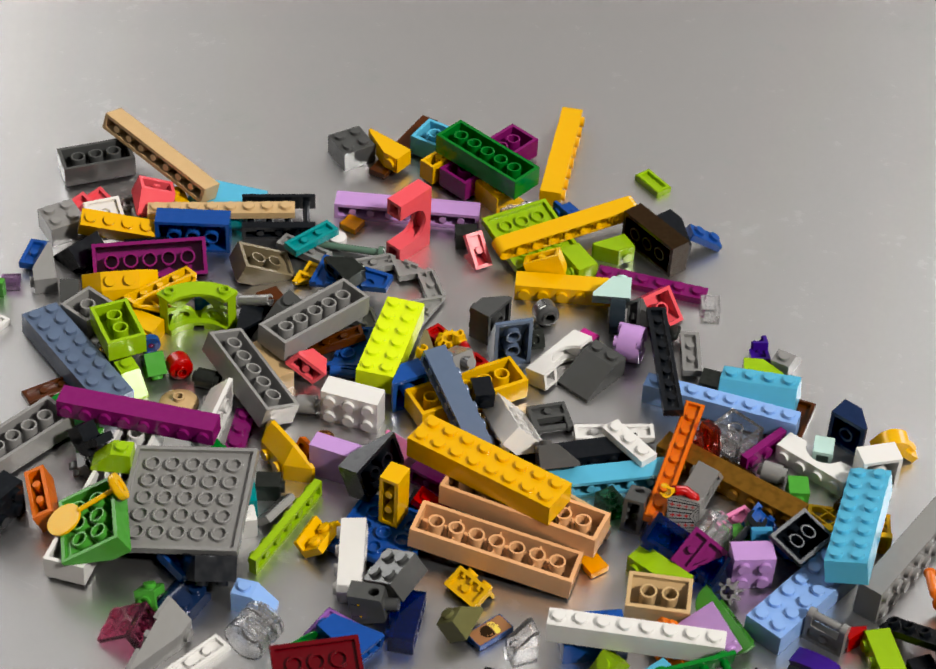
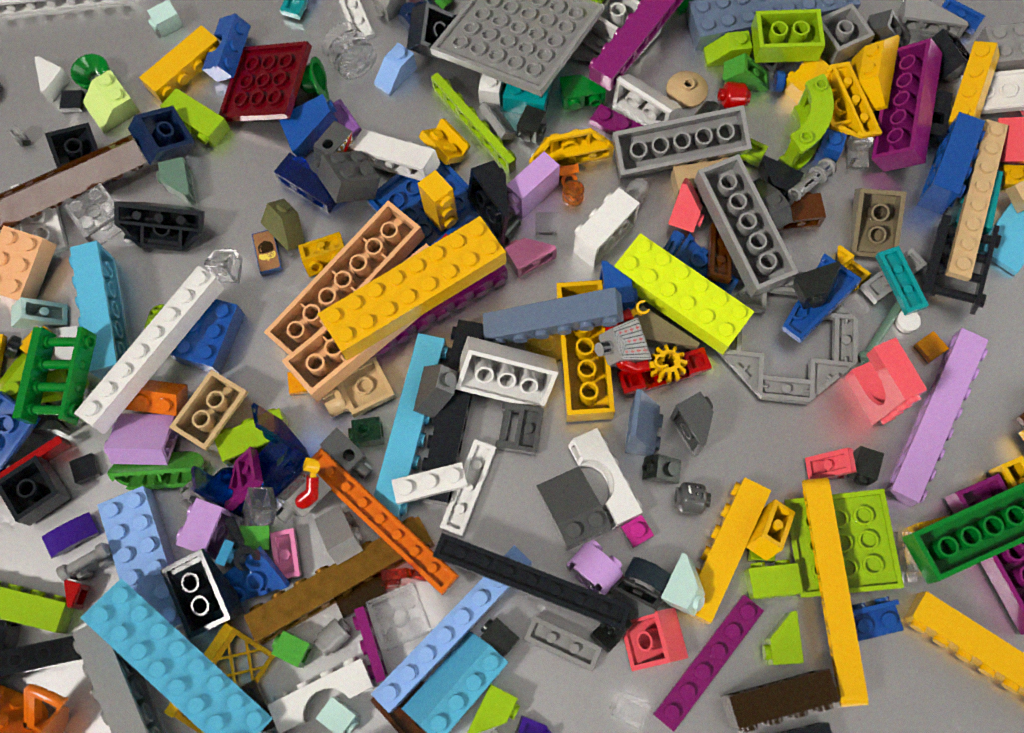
camera: 120 degrees right, 30 degrees up
(482, 391) = (554, 348): black brick -> none

